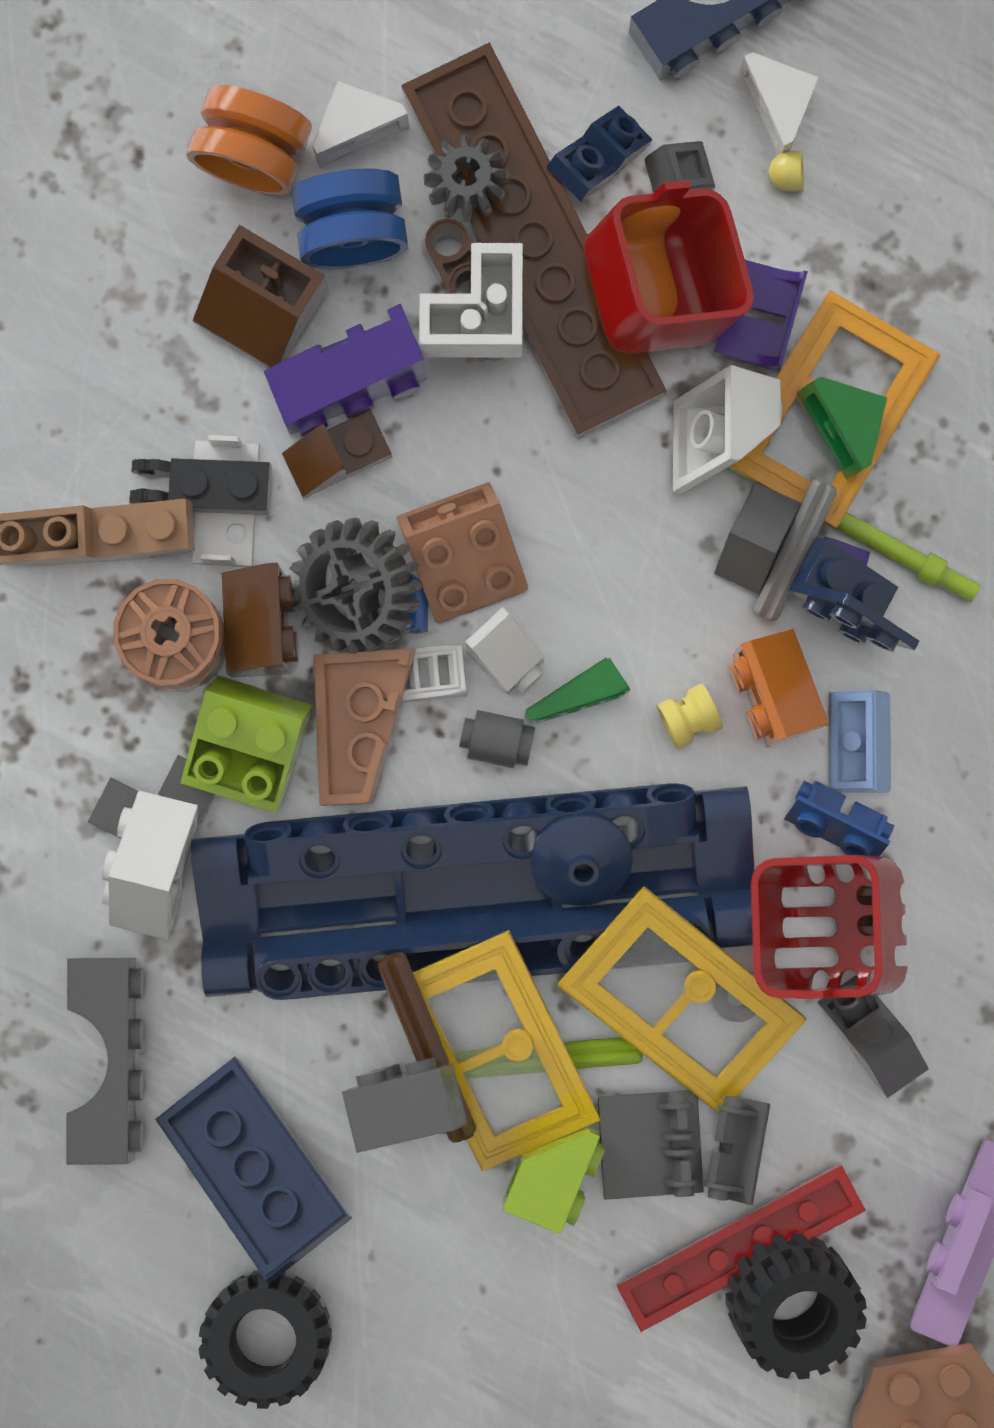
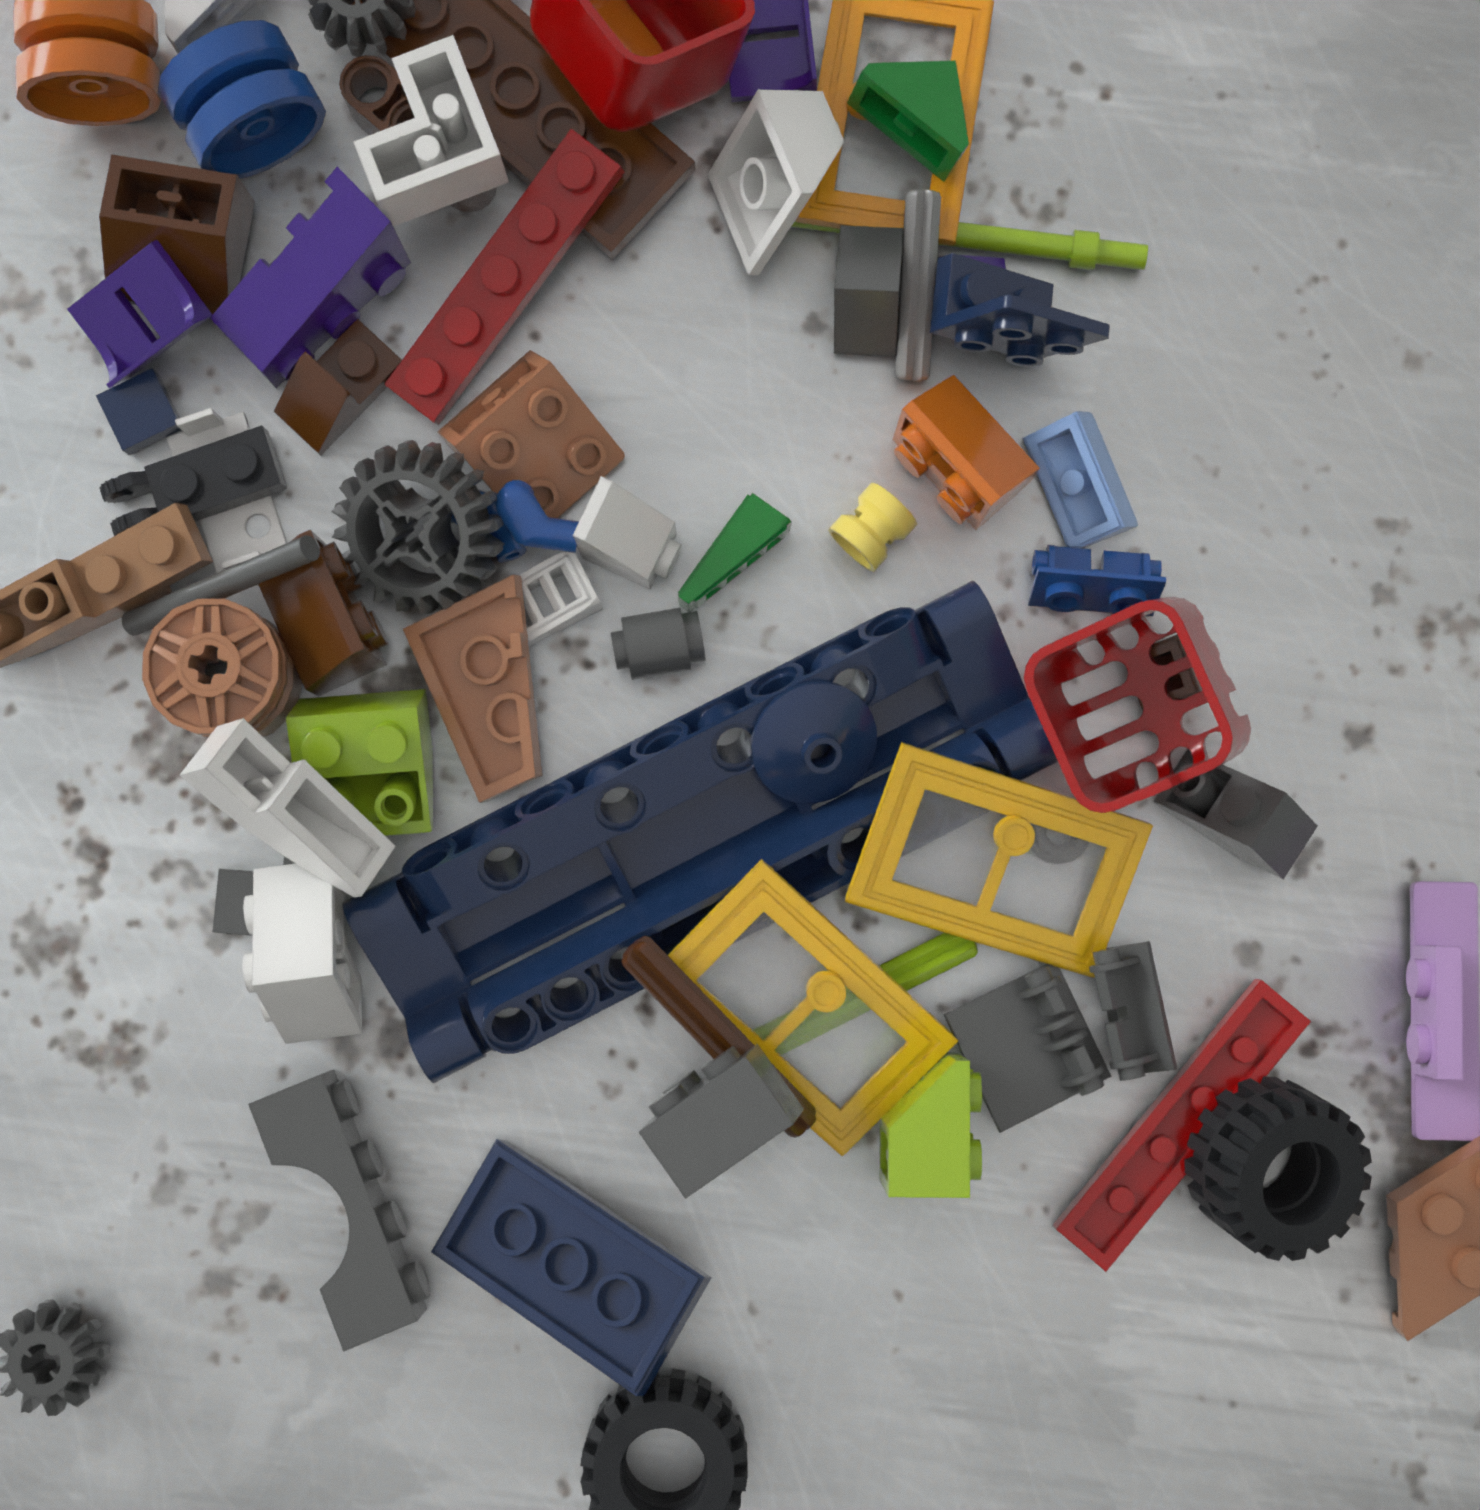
camera: 25 degrees left, 0 degrees up
(182, 757) = (288, 807): none -> white slope
(183, 414) = (139, 411): none -> dark blue tile
(192, 350) = (116, 326): none -> dark purple piece
(195, 573) = (225, 583): none -> dark grey bar
(437, 614) = (528, 521): none -> blue arm
(491, 423) = (505, 277): none -> red plate

